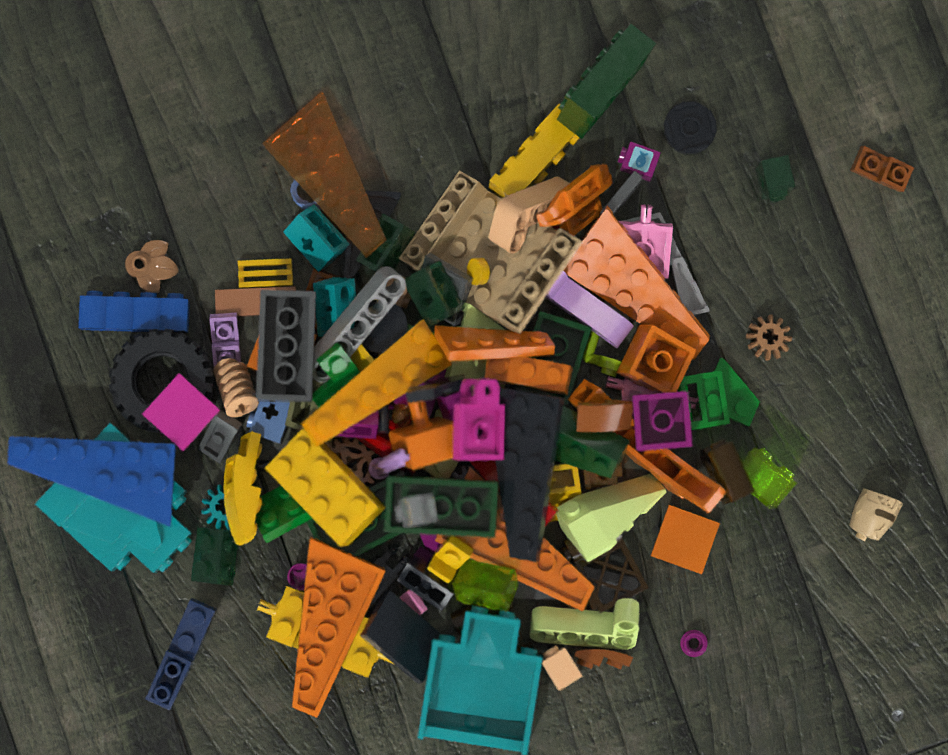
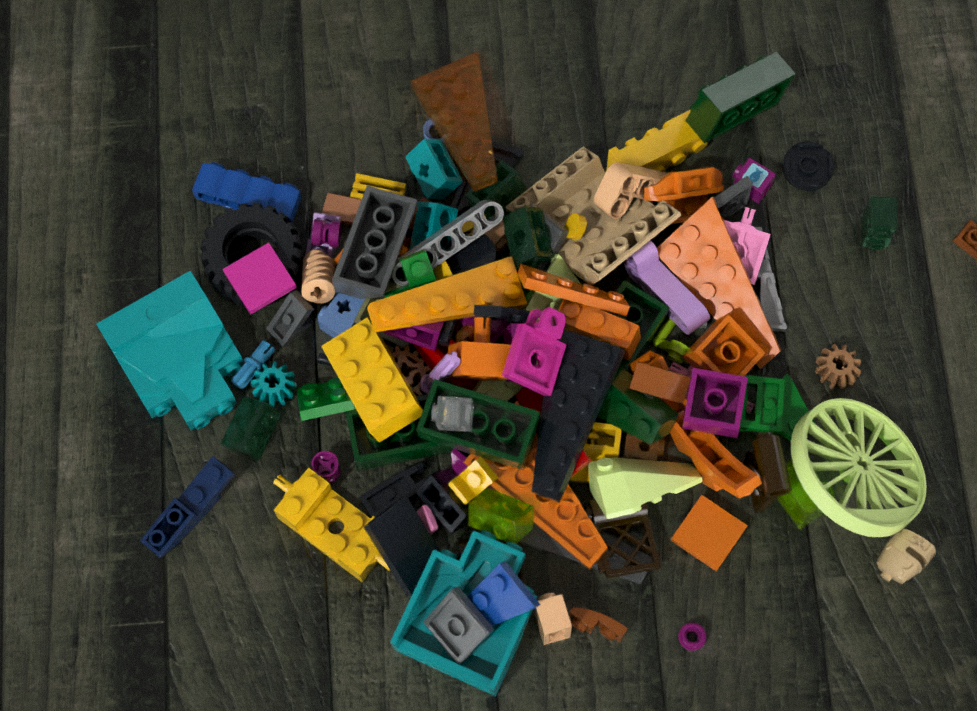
camera: 25 degrees right, 15 degrees down
(120, 473) = (179, 313): blue wing -> none
(155, 265) = (280, 158): medium nougat plate -> none
(197, 492) = (251, 364): none -> dark azure axle
(224, 342) = (320, 233): none -> magenta wheel
(241, 498) = (292, 367): yellow slope -> none
(333, 608) = (346, 498): orange wing -> none
(475, 701) = (458, 625): none -> dark grey tile
(504, 672) = (502, 595): none -> blue wing
(587, 627) = (590, 589): yellowish green beam -> none
(813, 444) = (858, 468): none -> yellowish green piece

